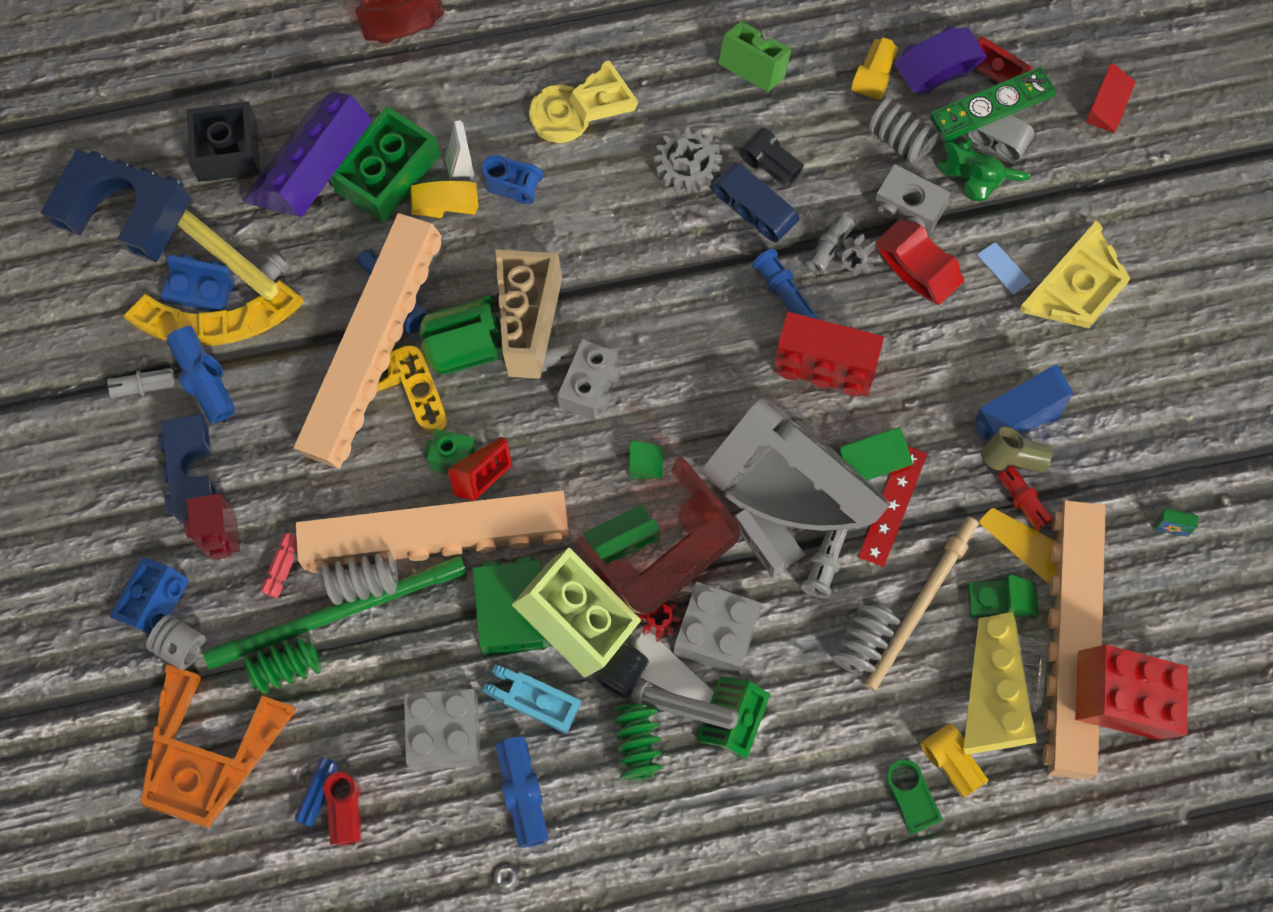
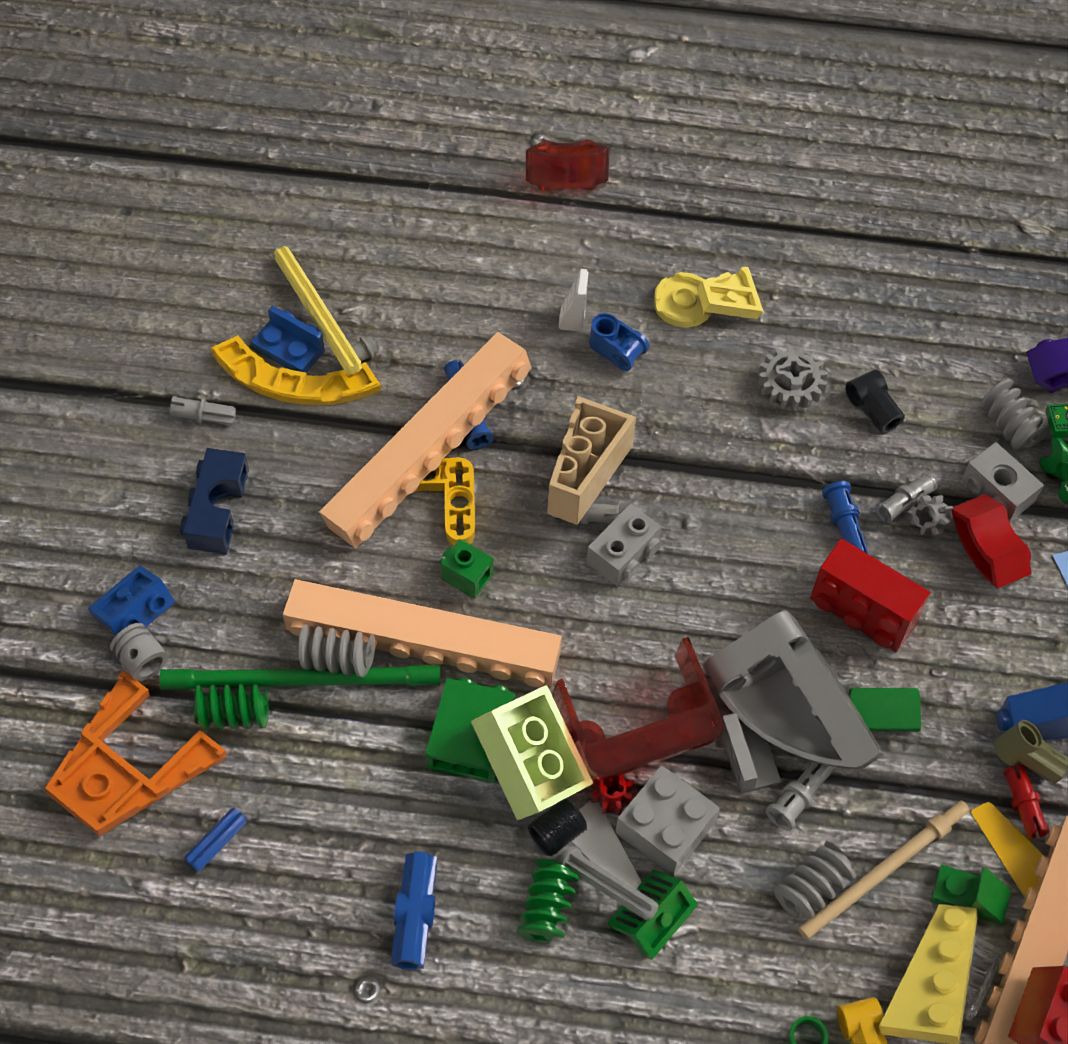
camera: 15 degrees right, 10 degrees down
(93, 178) = (234, 221): dark blue arch -> none
(200, 374) = (259, 420): blue piece -> none
(212, 526) = (216, 556): dark red brick -> none
(223, 141) = (361, 226): black brick -> none
(280, 566) = (264, 617): coral axle -> none
(310, 155) = (437, 260): dark purple slope -> none
(345, 812) = (234, 866): red piece -> none
(385, 164) = (502, 291): green brick -> none
(436, 197) = (542, 335): yellow slope -> none
(442, 729) = (359, 822): light grey brick -> none
(461, 336) = (516, 464): green cylinder -> none
(479, 471) = (471, 586): red slope -> none
(535, 699) = (461, 826): medium azure hinge -> none
(623, 535) = (607, 700): green panel -> none
(645, 461) = (652, 638): green slope -> none
(754, 58) = (889, 305): bright green brick -> none
(755, 202) = (845, 436): dark blue beam -> none
(874, 75) = (1002, 358): yellow piece -> none
(898, 493) = (881, 773): red sticker -> none

